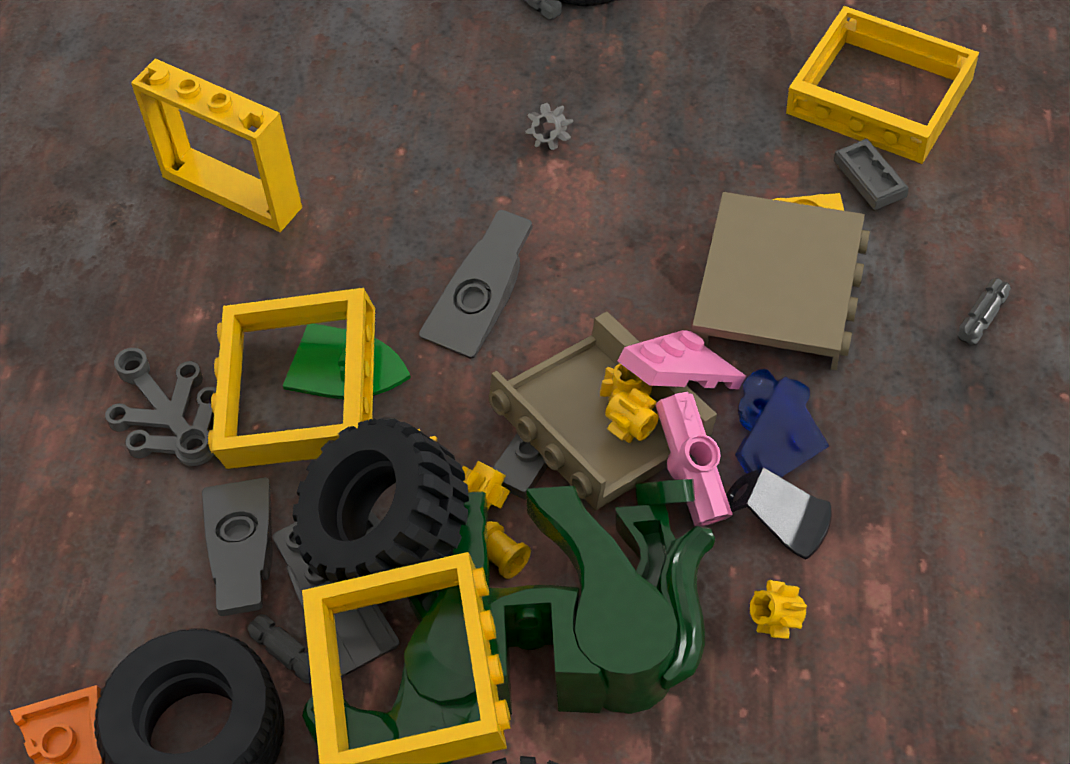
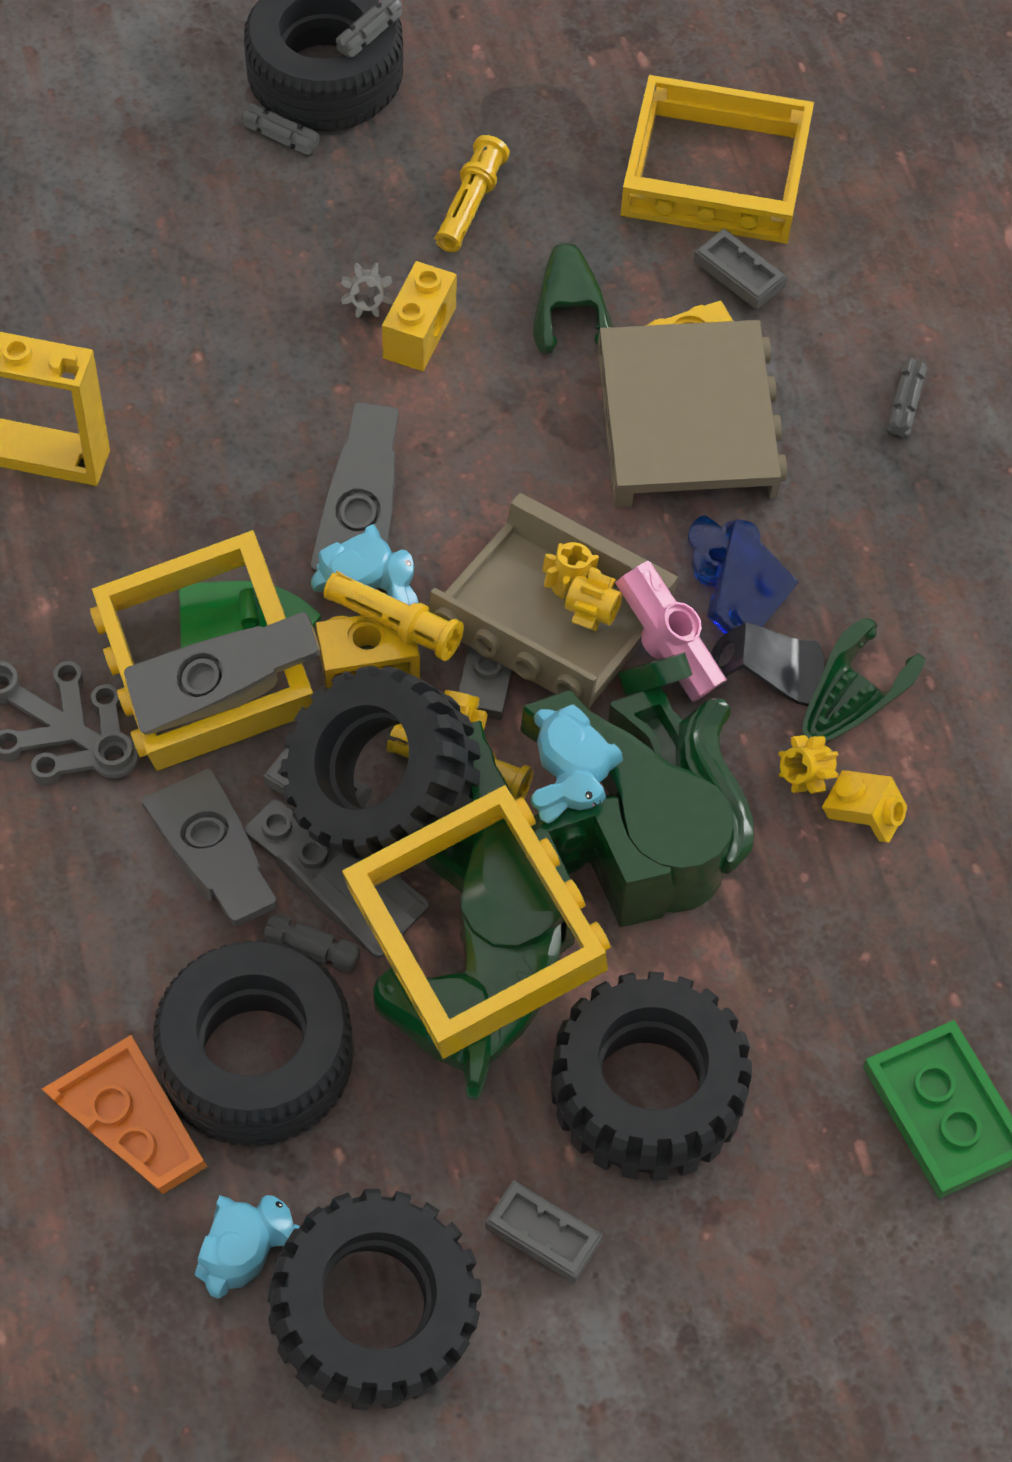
camera: 25 degrees left, 5 degrees up
(286, 397) = (217, 673): none -> dark grey piece
(454, 403) = (341, 651): none -> yellow brick
(457, 342) = (370, 562): none -> medium azure animal
(467, 394) = (411, 621): none -> yellow pin
(549, 547) = (576, 758): none -> medium azure animal
(583, 155) = (419, 316): none -> yellow brick
(675, 61) = (477, 179): none -> yellow pin
(676, 360) = (618, 529): bright pink wing -> none
(718, 155) = (567, 284): none -> dark green animal
(823, 659) = (867, 801): none -> yellow bracket
(838, 558) = (846, 697): none -> dark green animal

